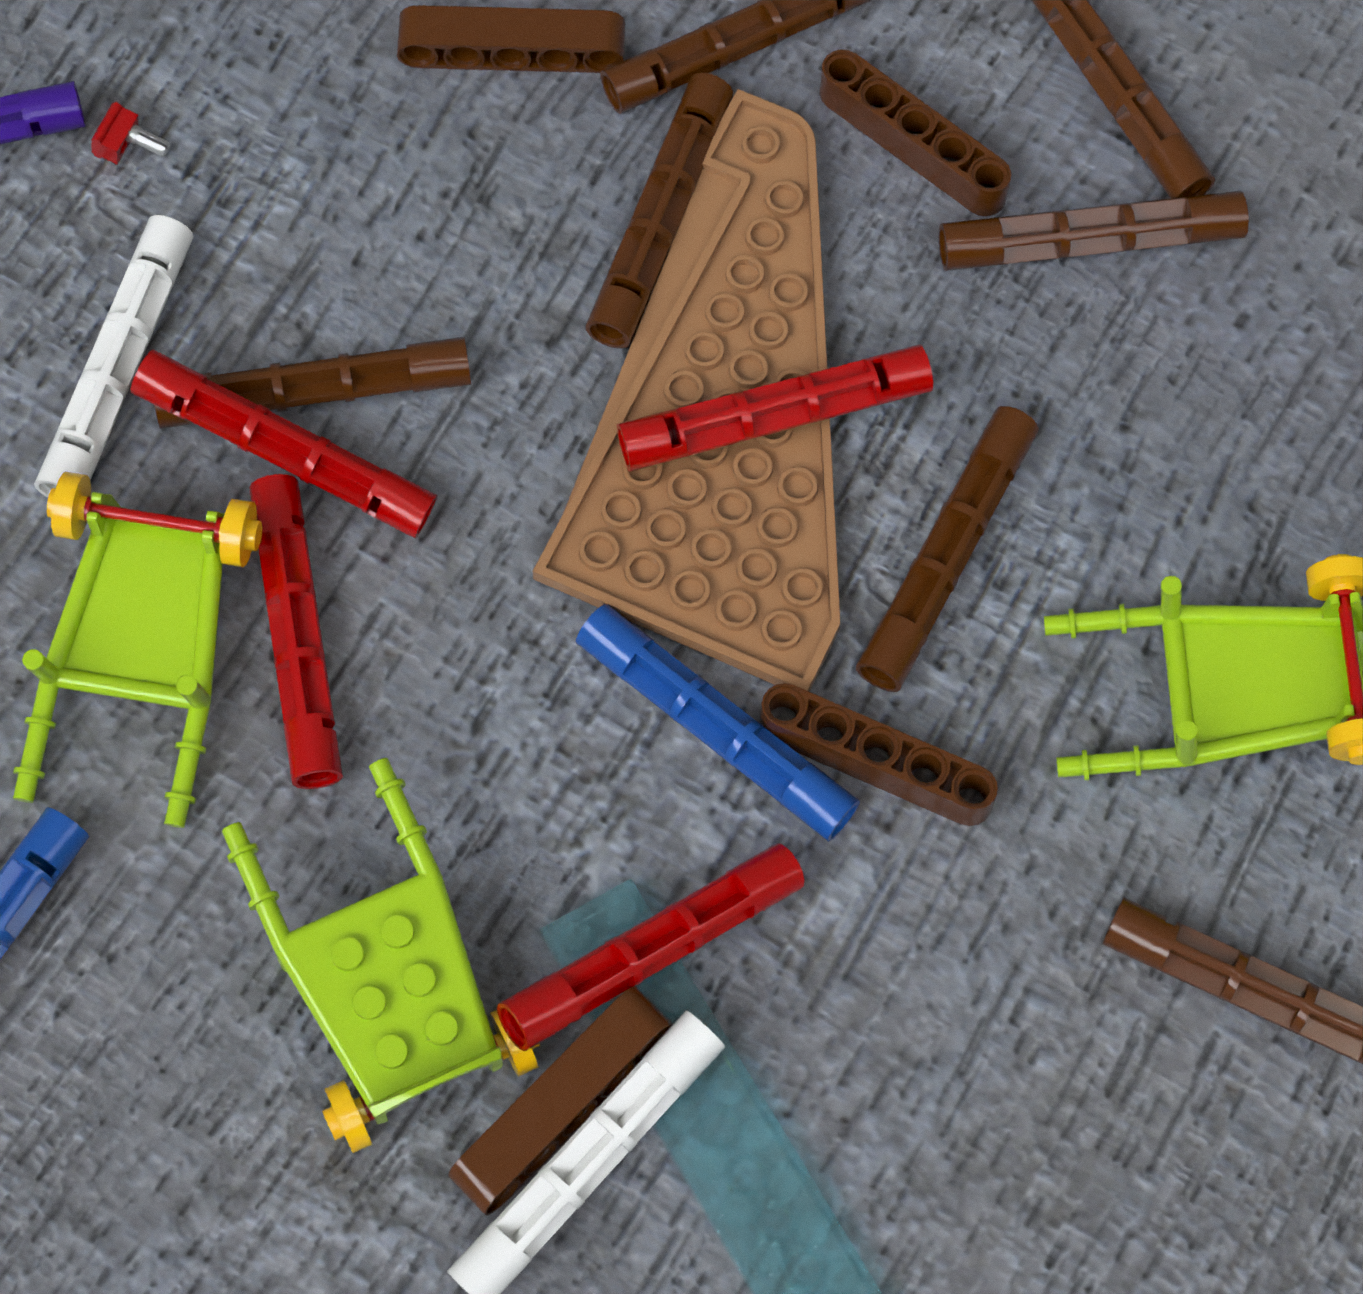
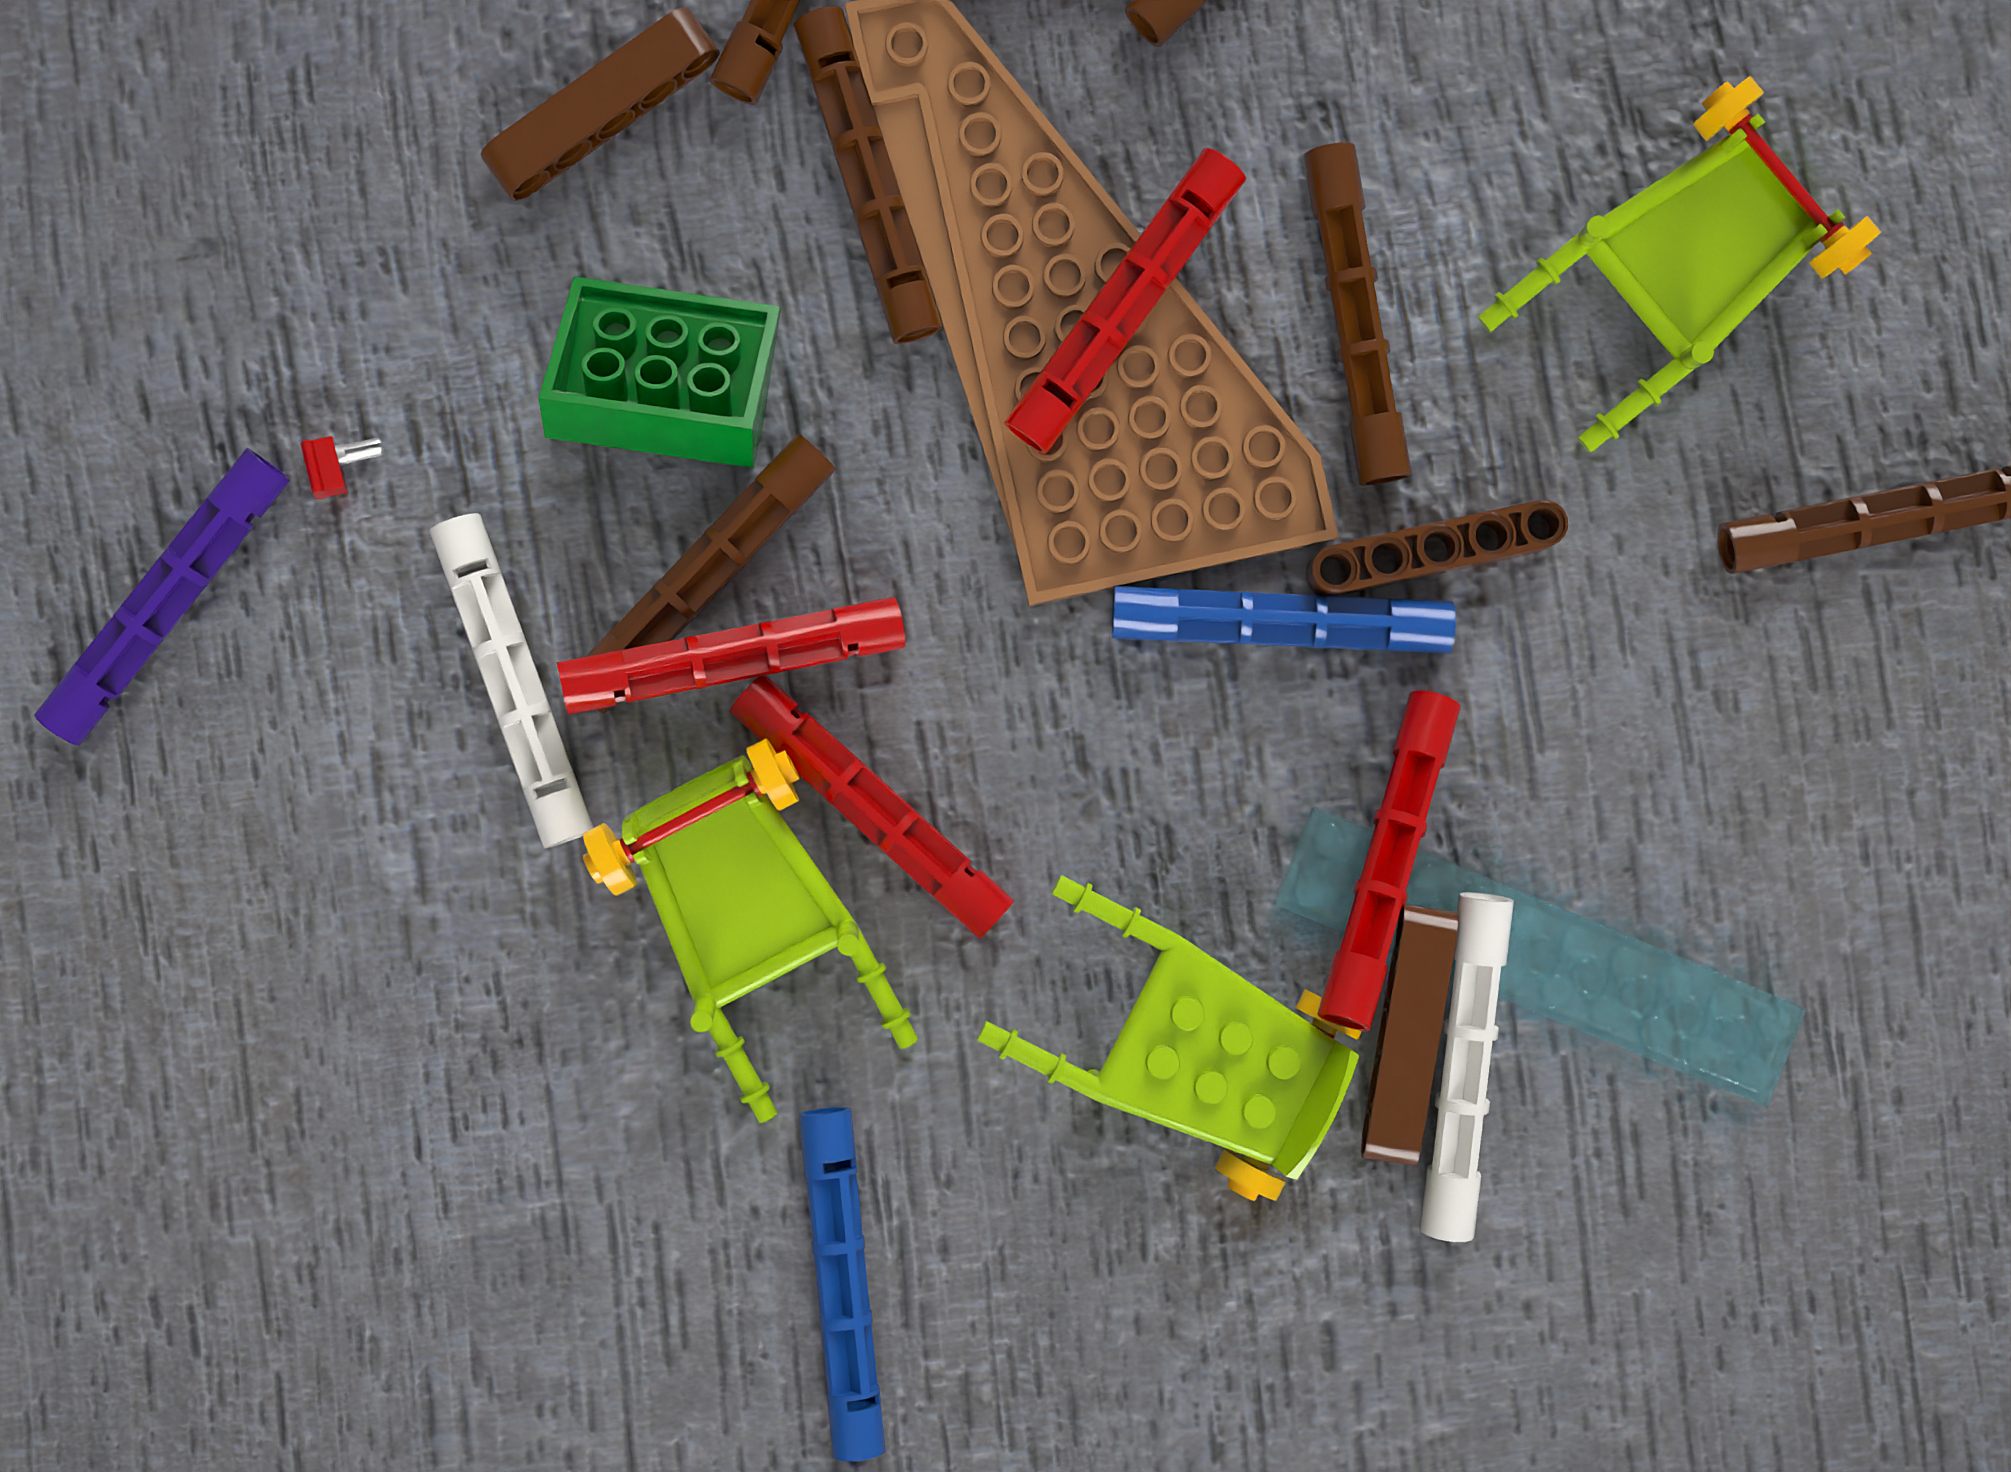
camera: 35 degrees left, 20 degrees up
(401, 233) = (660, 372): none -> green slope

